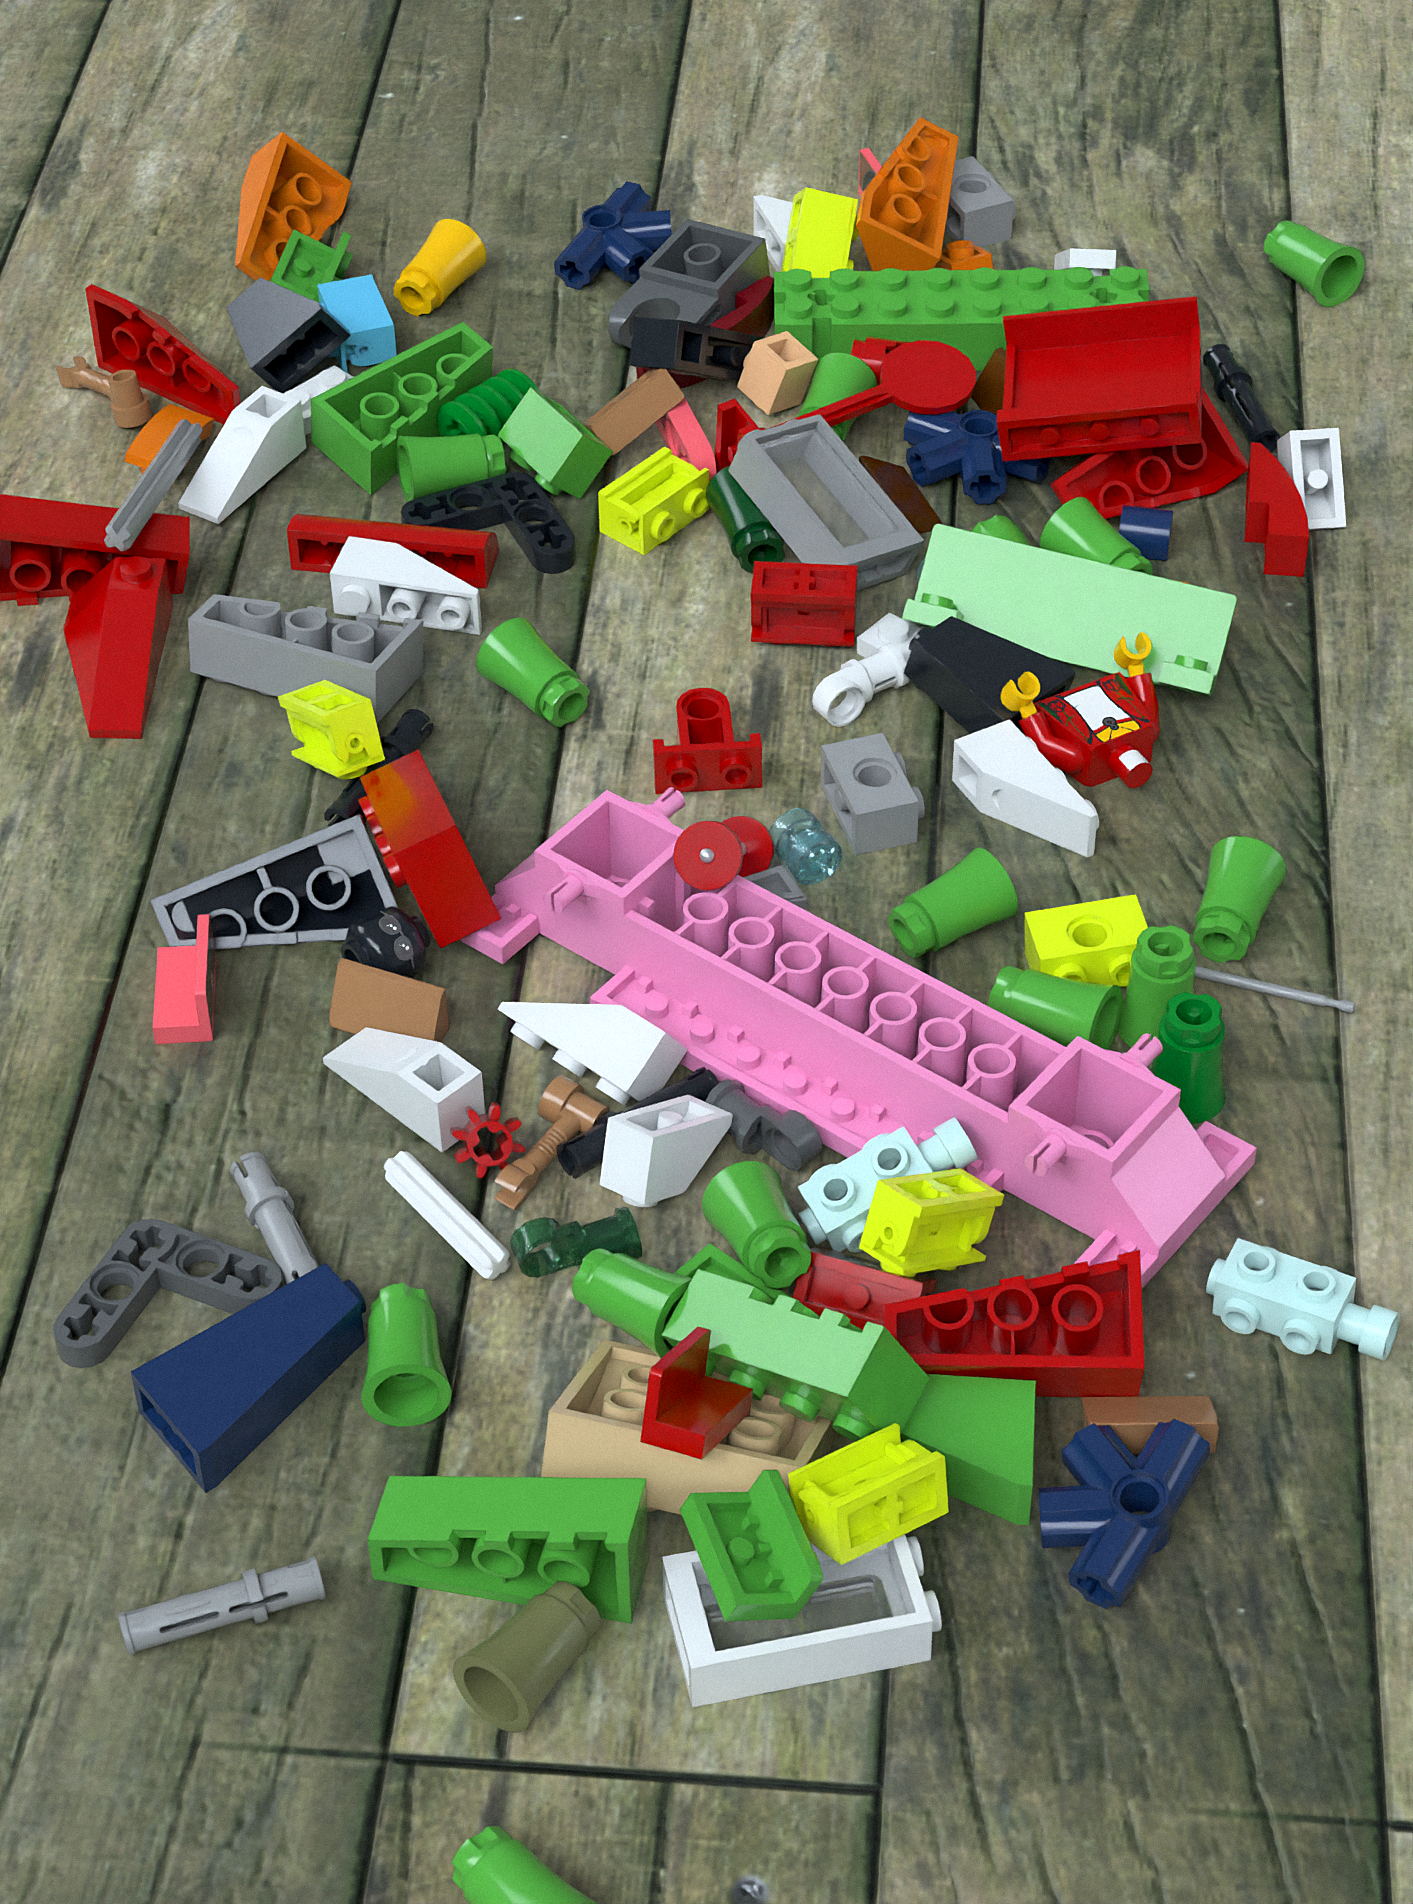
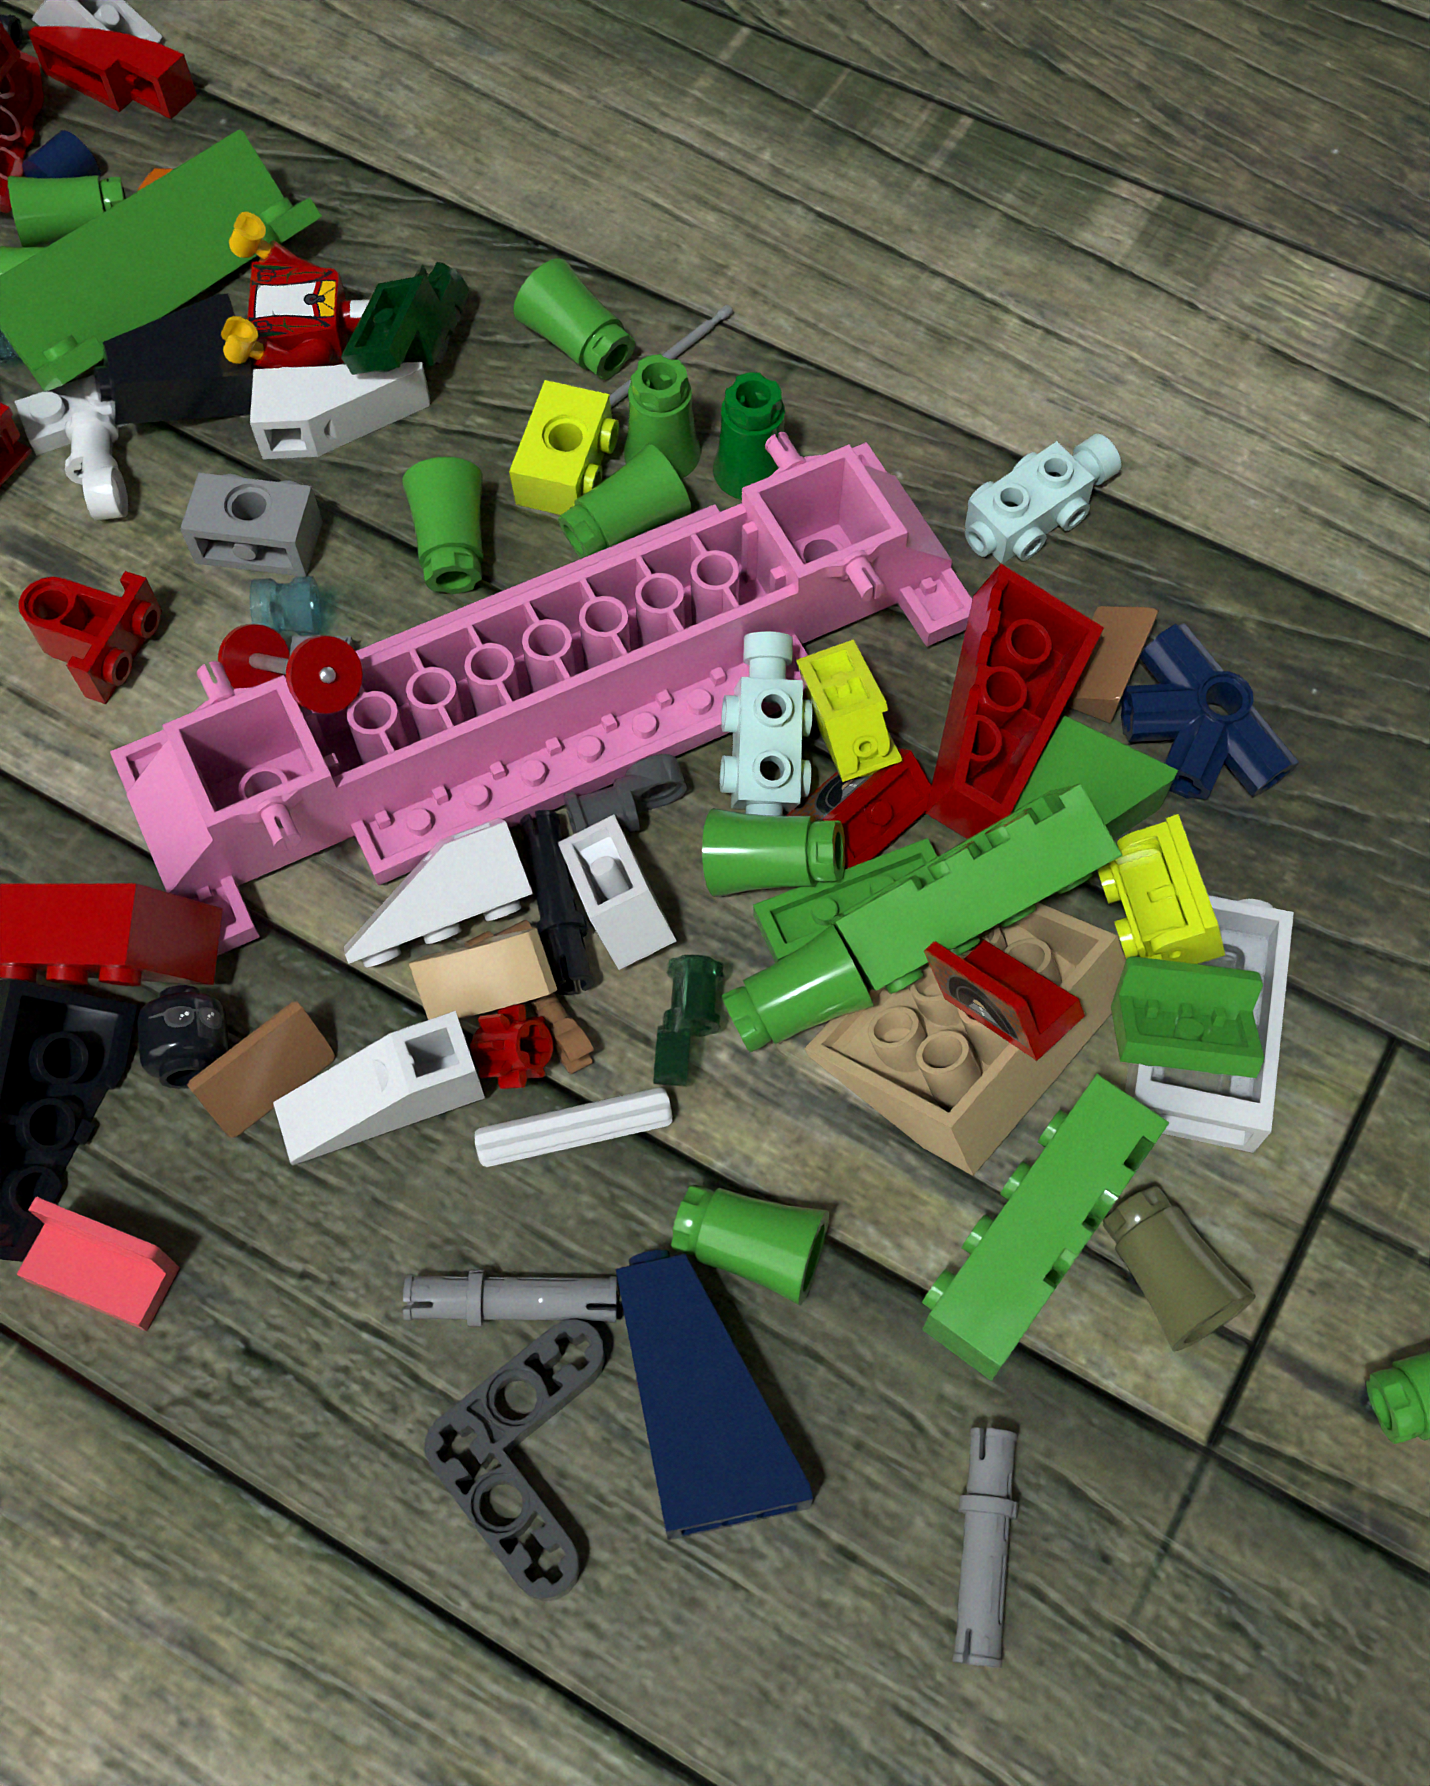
camera: 65 degrees left, 20 degrees up
(535, 1092) = (484, 975): none -> tan slope
(1136, 792) = (408, 321): none -> dark green plate

